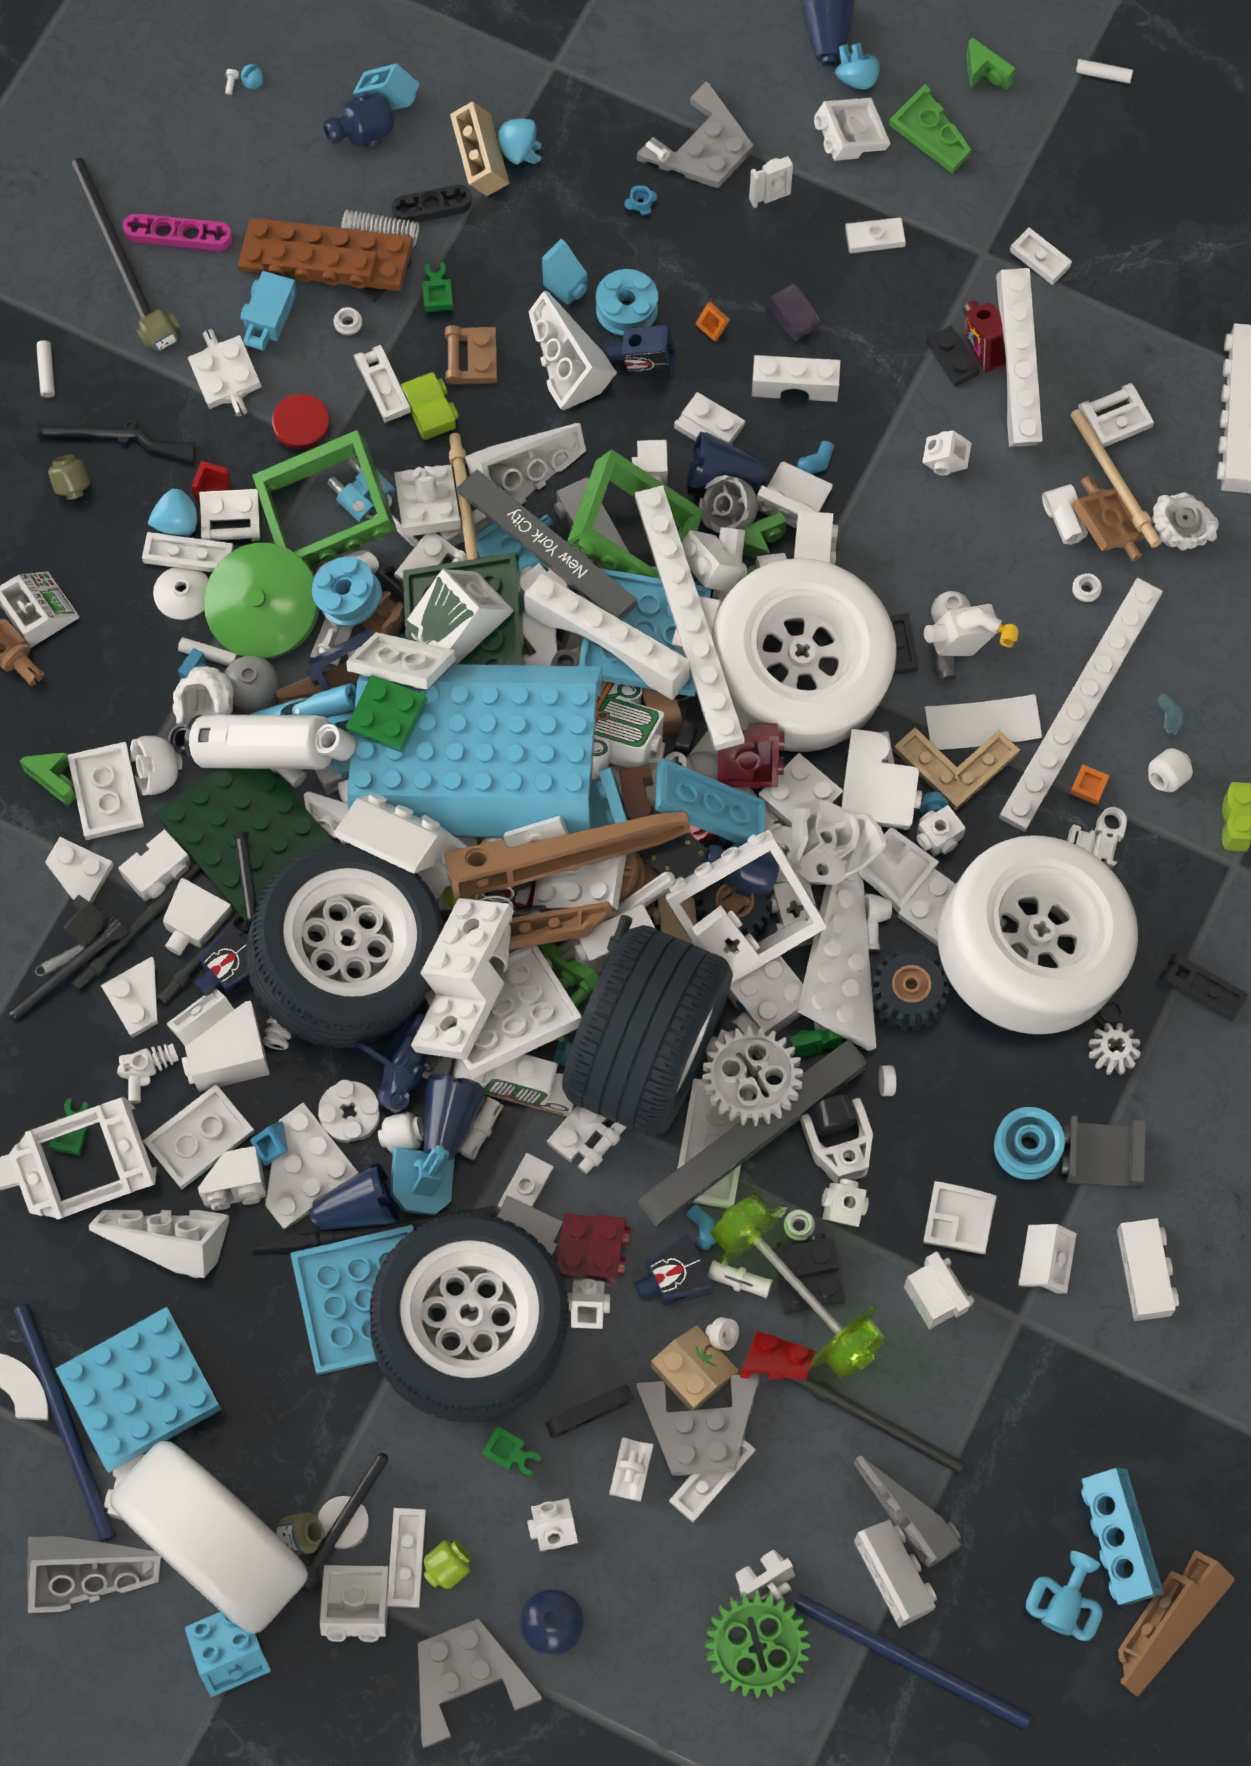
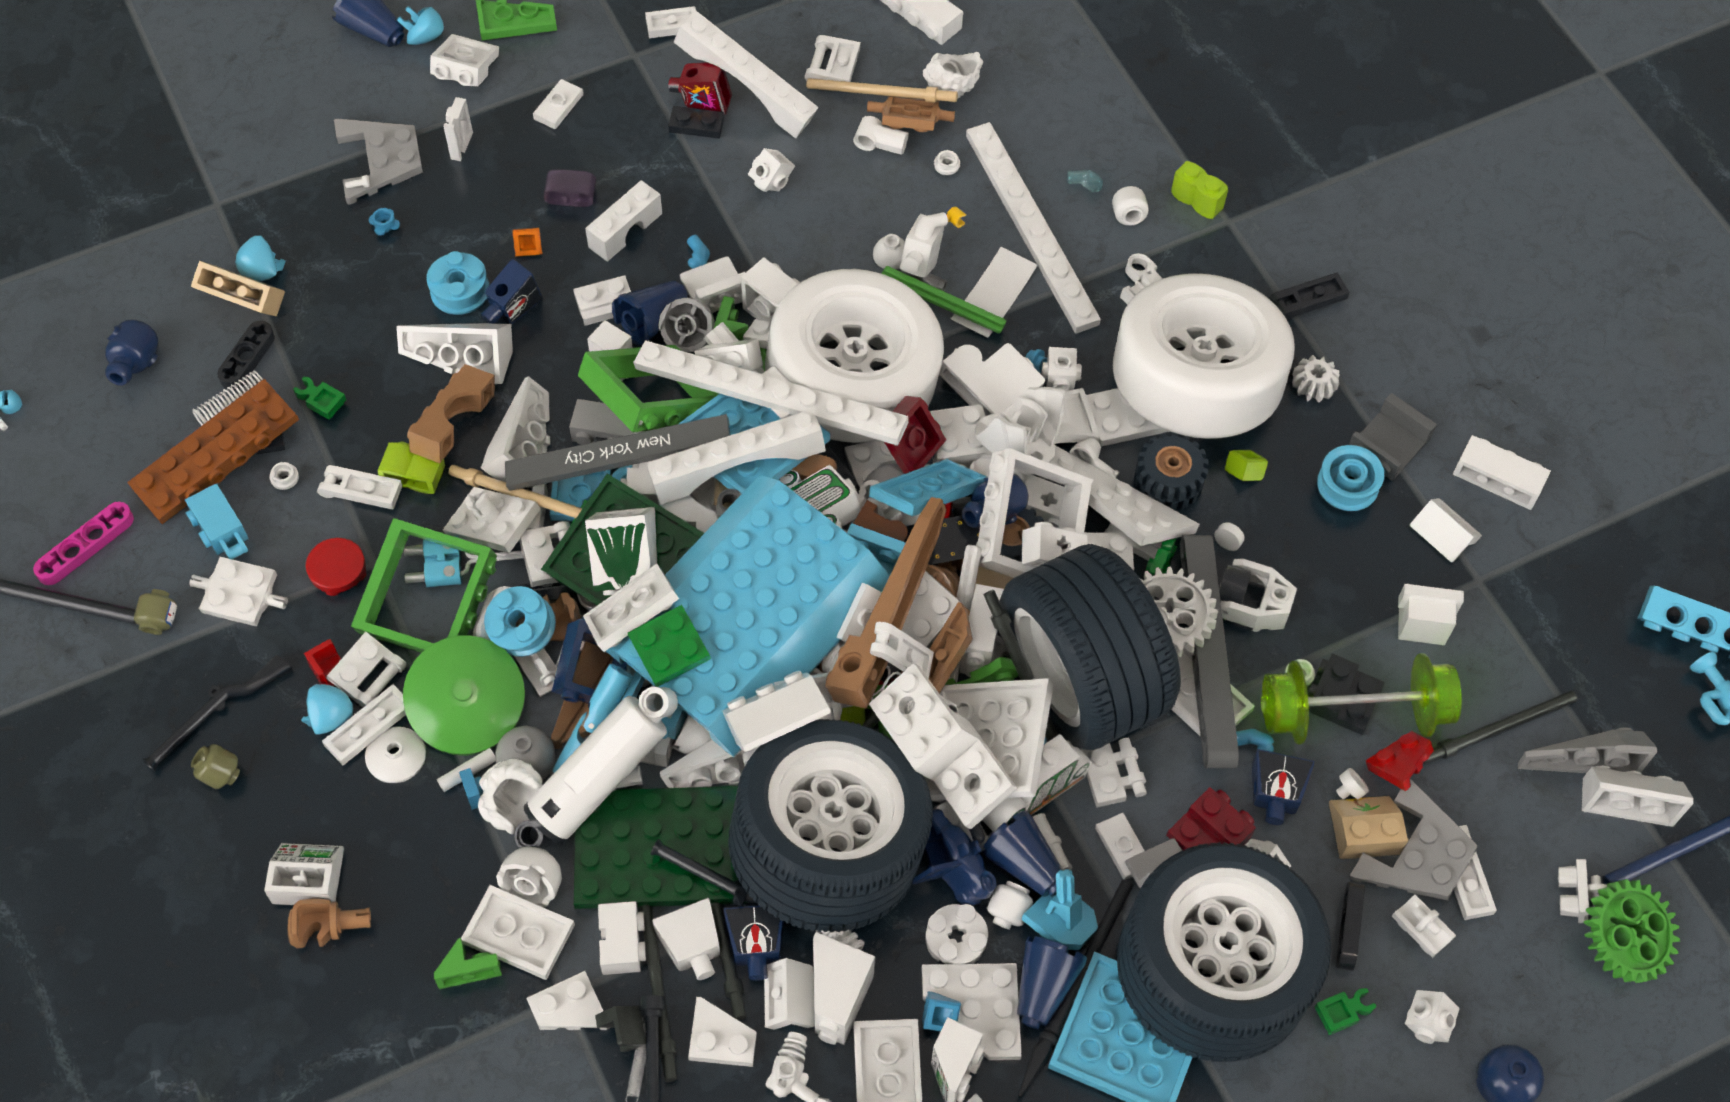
camera: 55 degrees left, 10 degrees down
(45, 369) = (100, 722): white piece -> none
(391, 83) = (118, 307): medium azure slope -> none
(481, 355) = (397, 404): medium nougat plate -> none
(520, 890) = (901, 648): none -> white plate
(528, 390) = (433, 433): none -> medium nougat arch
(563, 273) = (397, 303): medium azure slope -> none
(740, 1279) = (1316, 742): white pin -> none
(855, 1205) = (1309, 627): white brick -> none
(932, 687) = (949, 301): none -> bright green axle
(954, 782) = (1031, 324): tan plate -> none
(959, 1218) = (1375, 563): white plate -> none
(974, 1048) = (1246, 465): none -> lime slope
(1089, 784) = (1099, 259): orange plate -> none

